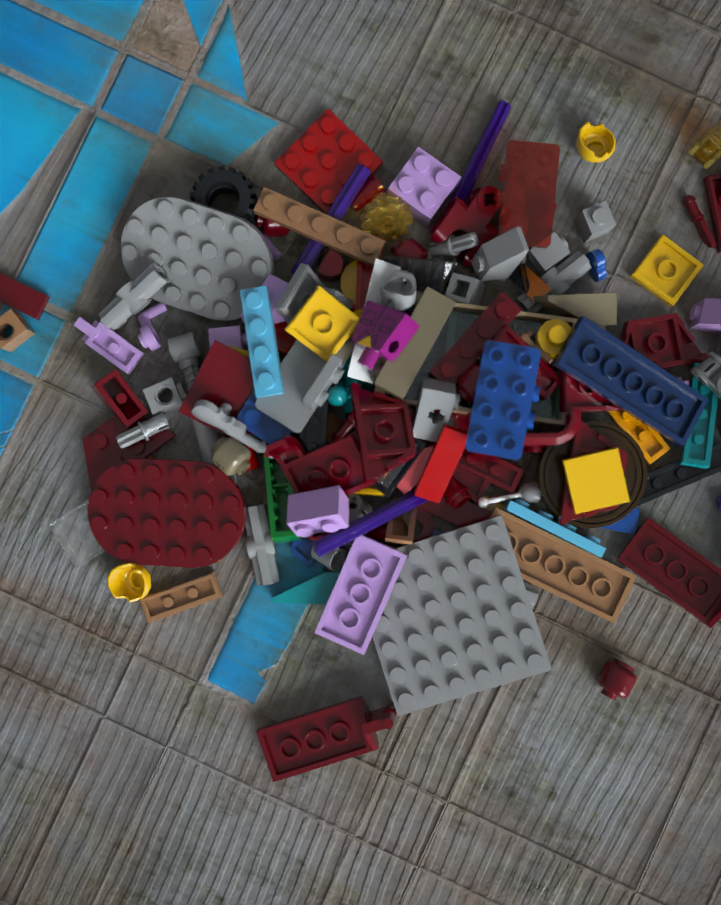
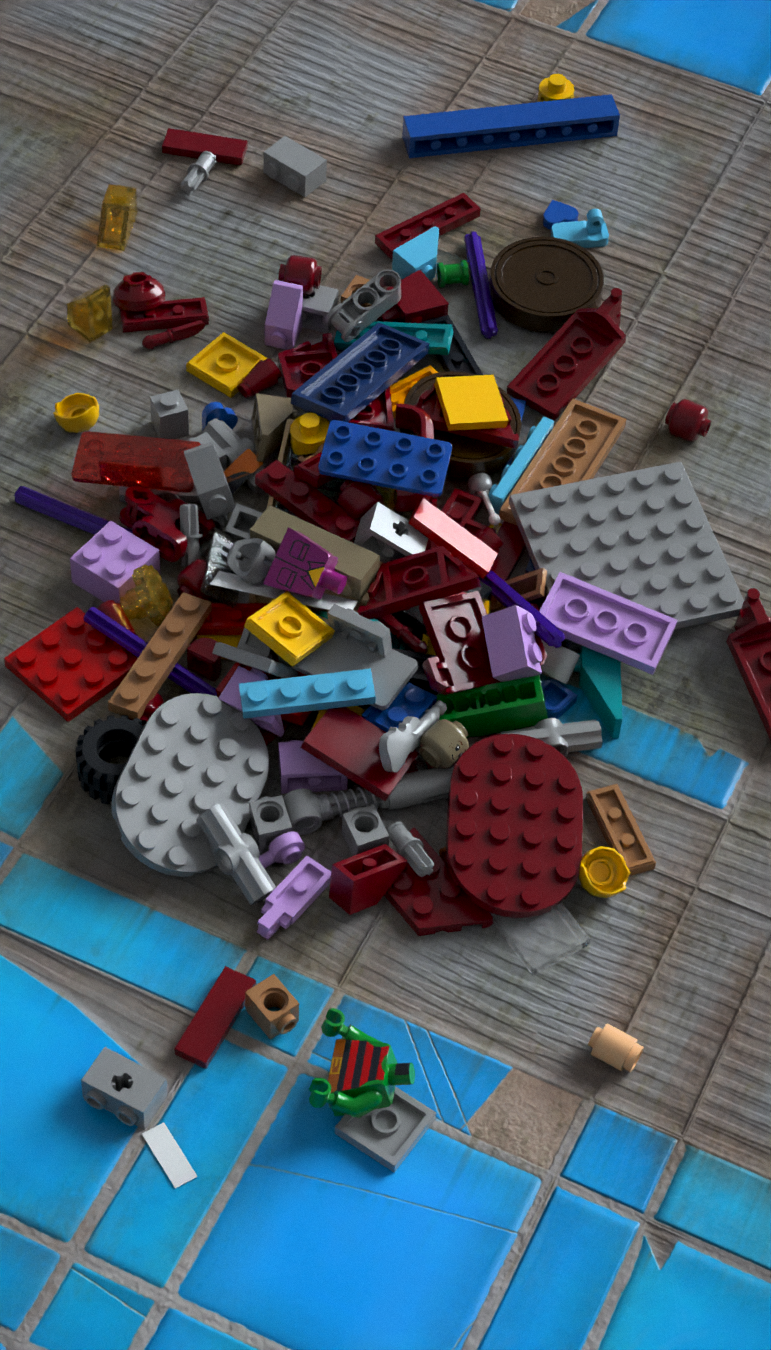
camera: 90 degrees left, 35 degrees down
(162, 318) = (268, 810): none -> light grey brick
(646, 298) = (261, 377): none -> dark red cone

